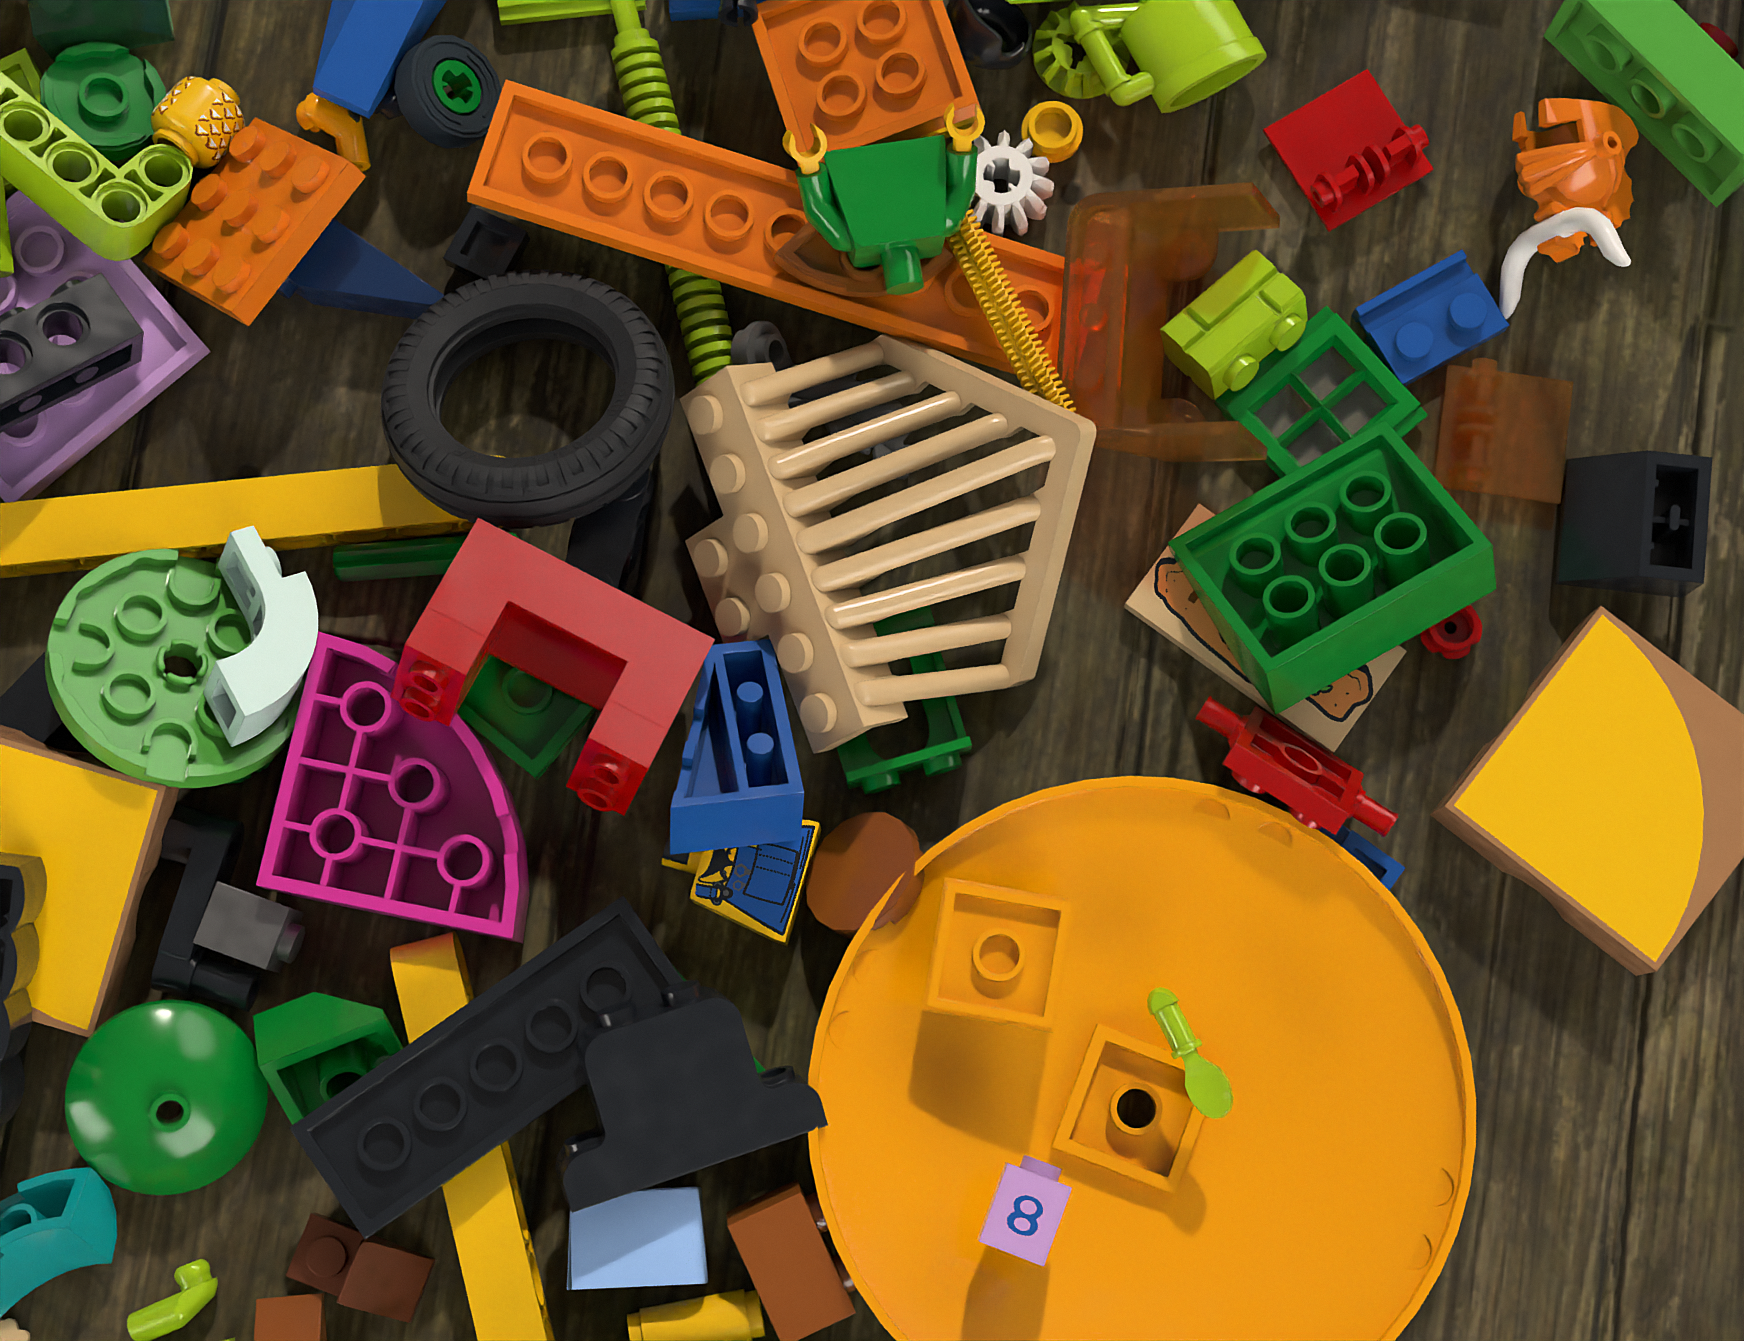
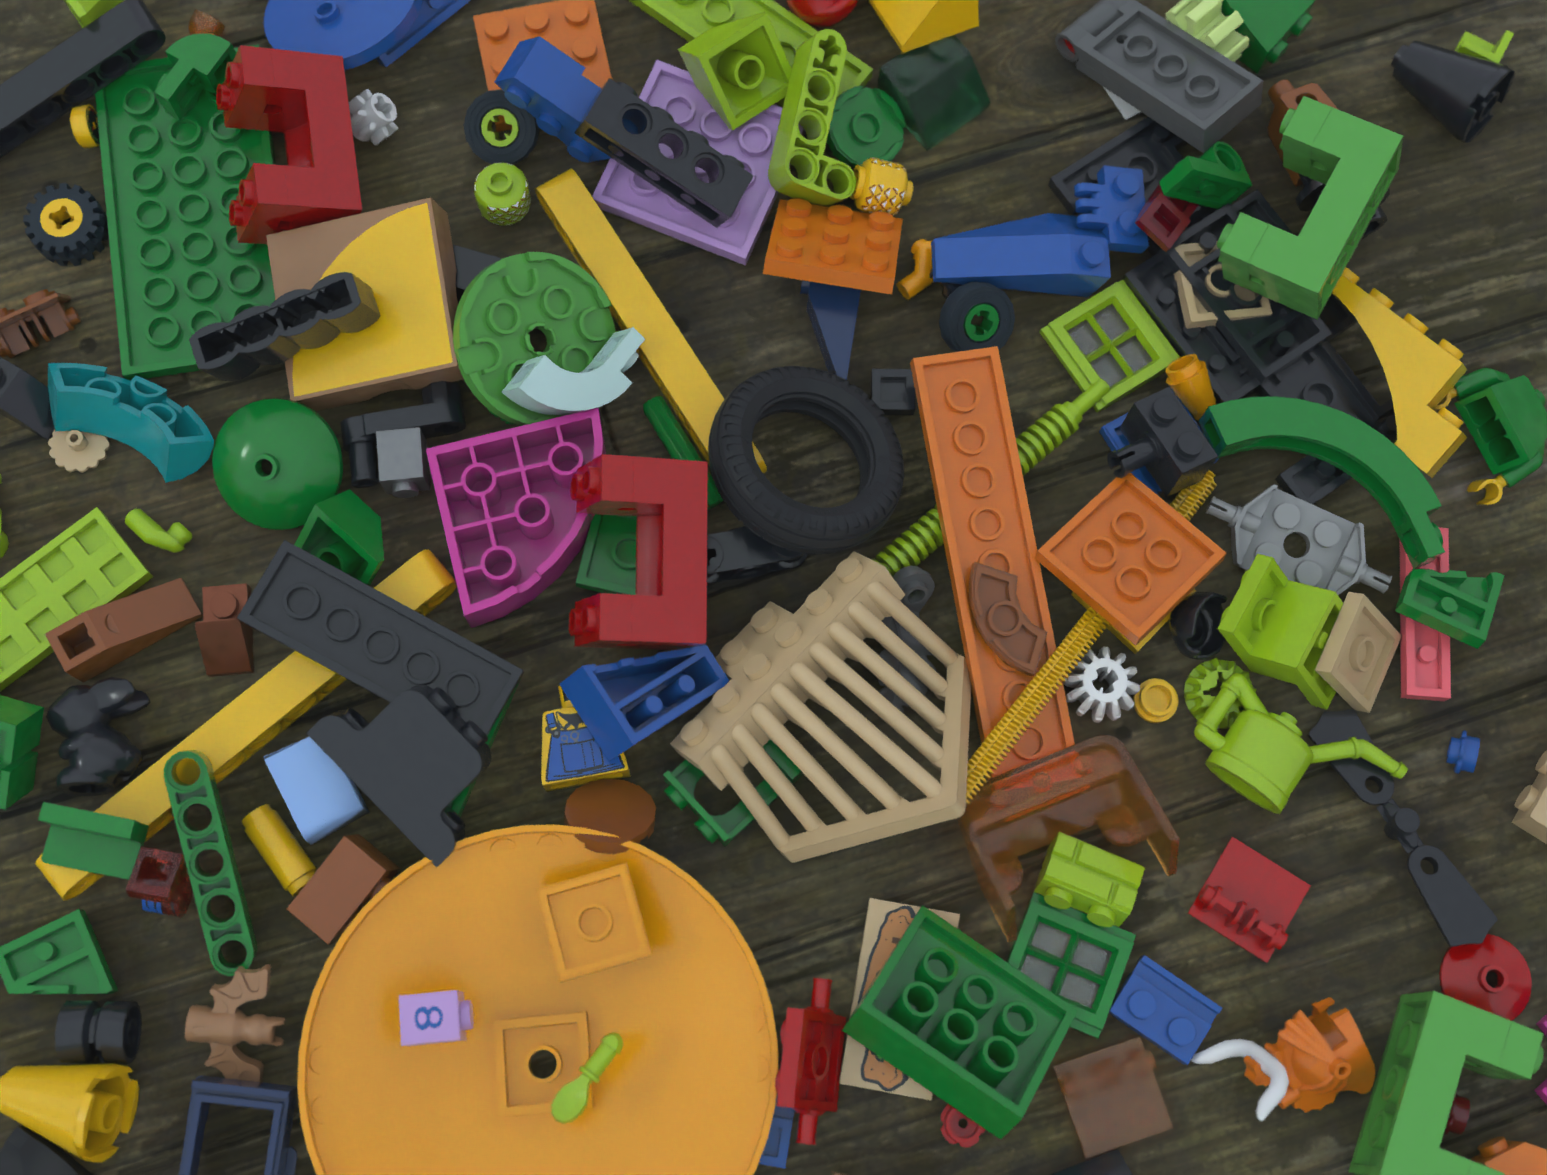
camera: 55 degrees right, 5 degrees down
(890, 198) = (1046, 614): green torso -> none

